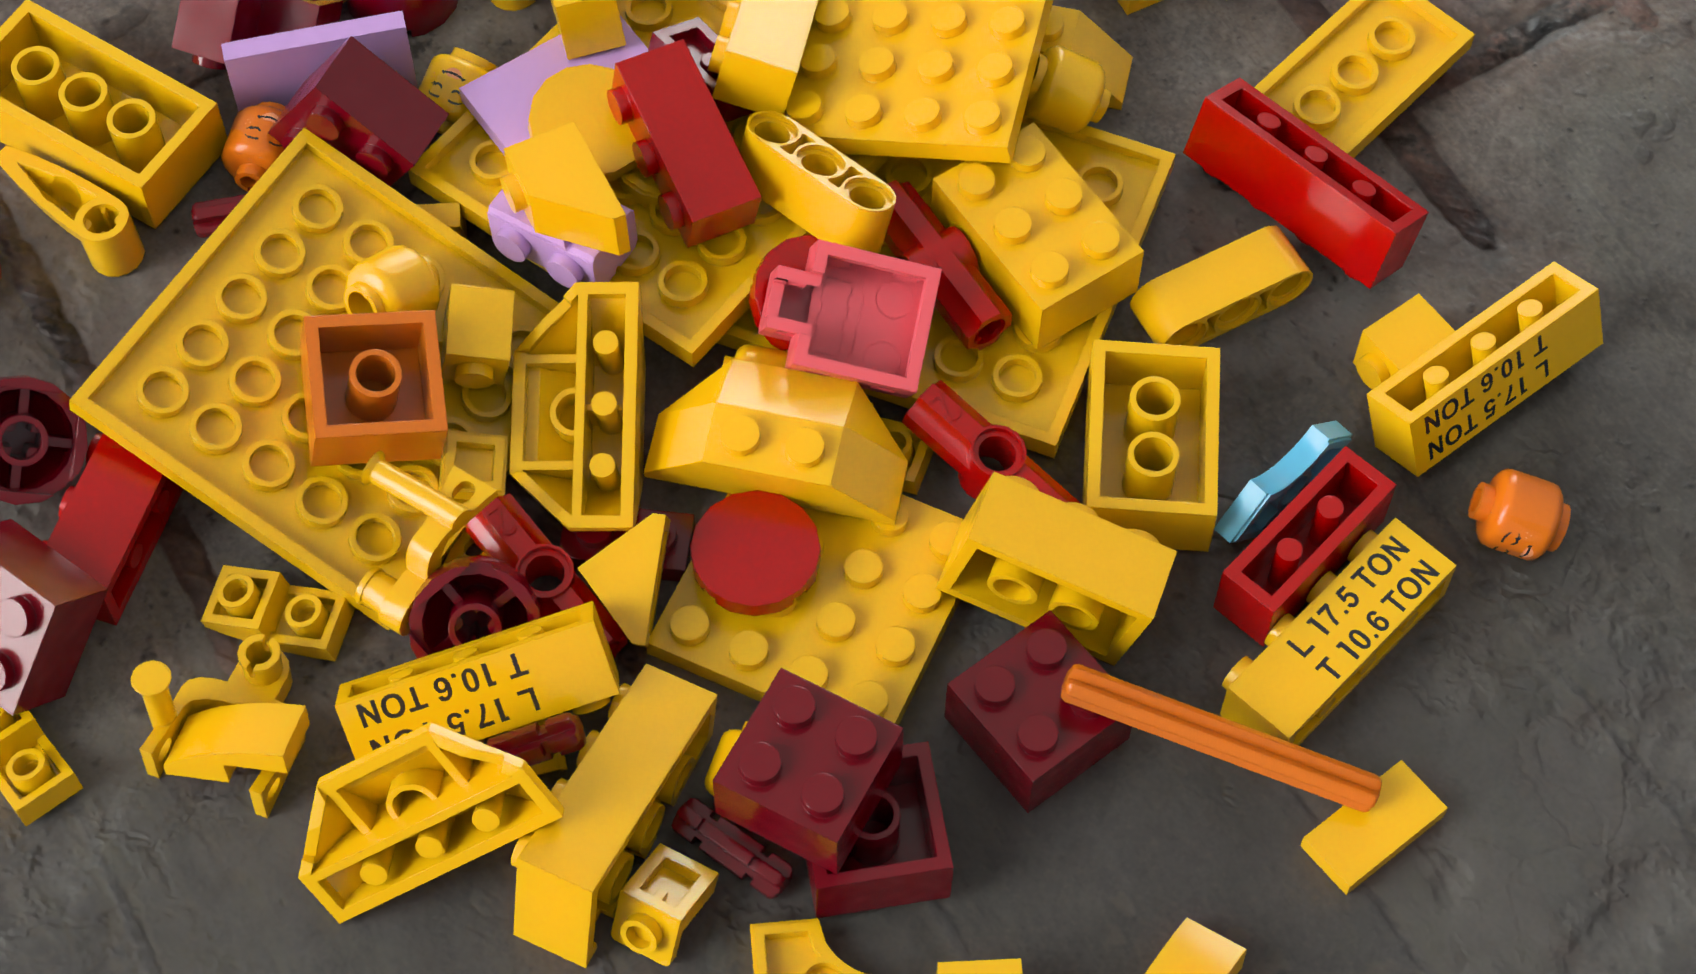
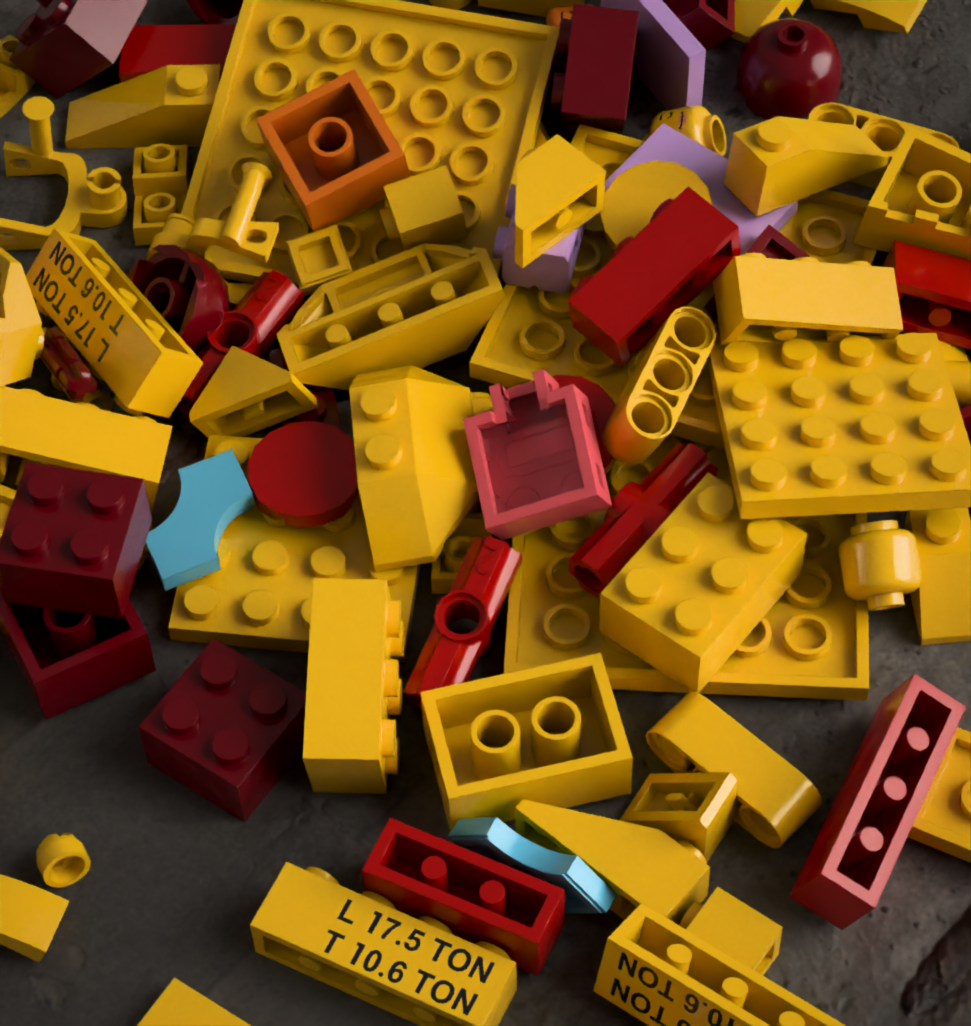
camera: 75 degrees right, 5 degrees down
(156, 585) = (150, 109): none -> yellow slope
(238, 736) = (31, 199): yellow slope -> none
(393, 282) = (433, 135): yellow head -> none
(750, 651) = (208, 501): none -> medium azure tile
(1128, 915) = (62, 860): none -> yellow hinge
(1221, 738) = (226, 867): orange axle -> none
(1262, 339) = (687, 807): none -> yellow slope
(1315, 386) = (630, 858): none -> yellow slope

